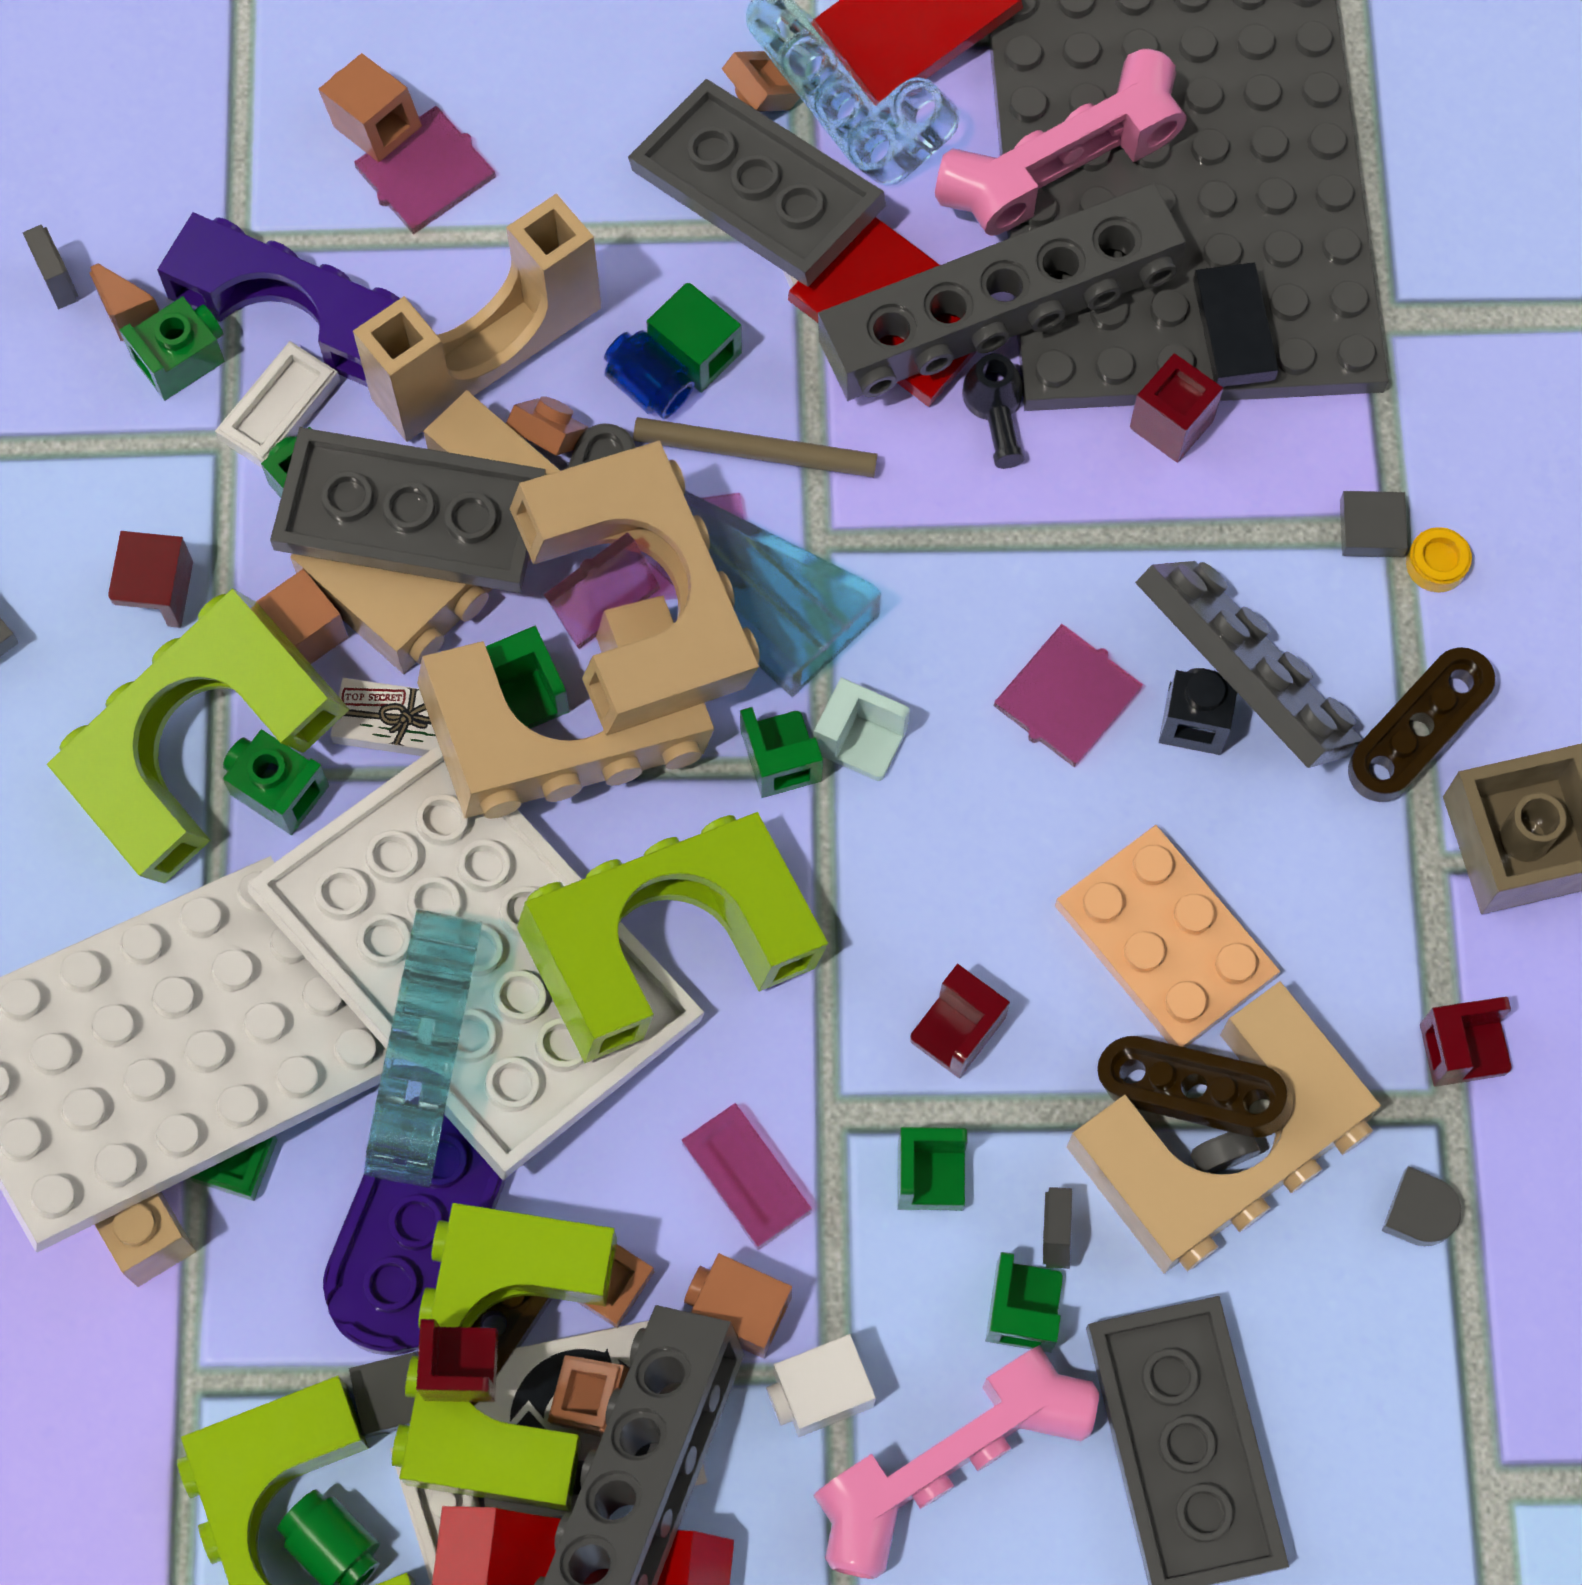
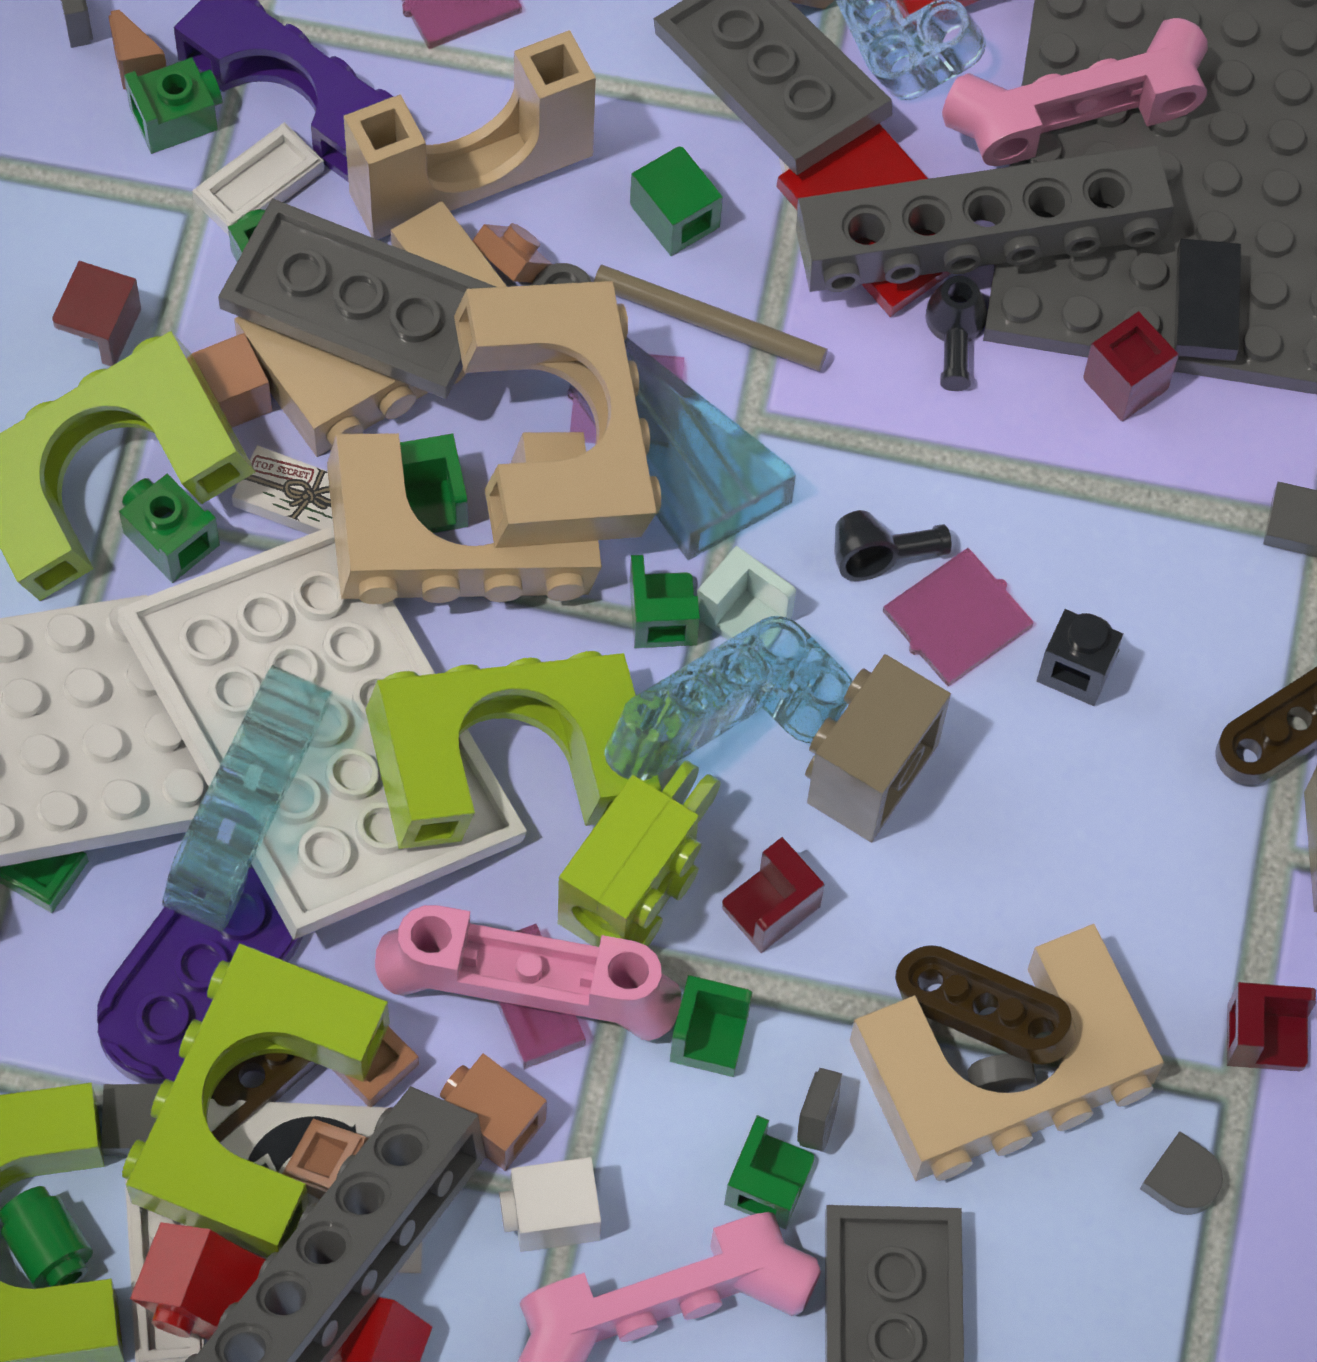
camera: 10 degrees right, 5 degrees down
(456, 1363) = (205, 1087): dark red panel -> none
(601, 583) = (527, 404): clear pink piece -> none
(648, 373) = (622, 225): clear blue brick -> none
(742, 1156) = (608, 982): none -> bright pink plate
(819, 1021) = (636, 859): none -> lime brick
(898, 793) = (763, 667): none -> clear light blue beam
(966, 648) = (868, 549): none -> black bar
(1028, 847) = (875, 746): none -> dark tan brick
(1166, 938) = (995, 864): light nougat plate -> none
(1256, 669) = (1137, 612): dark grey plate -> none

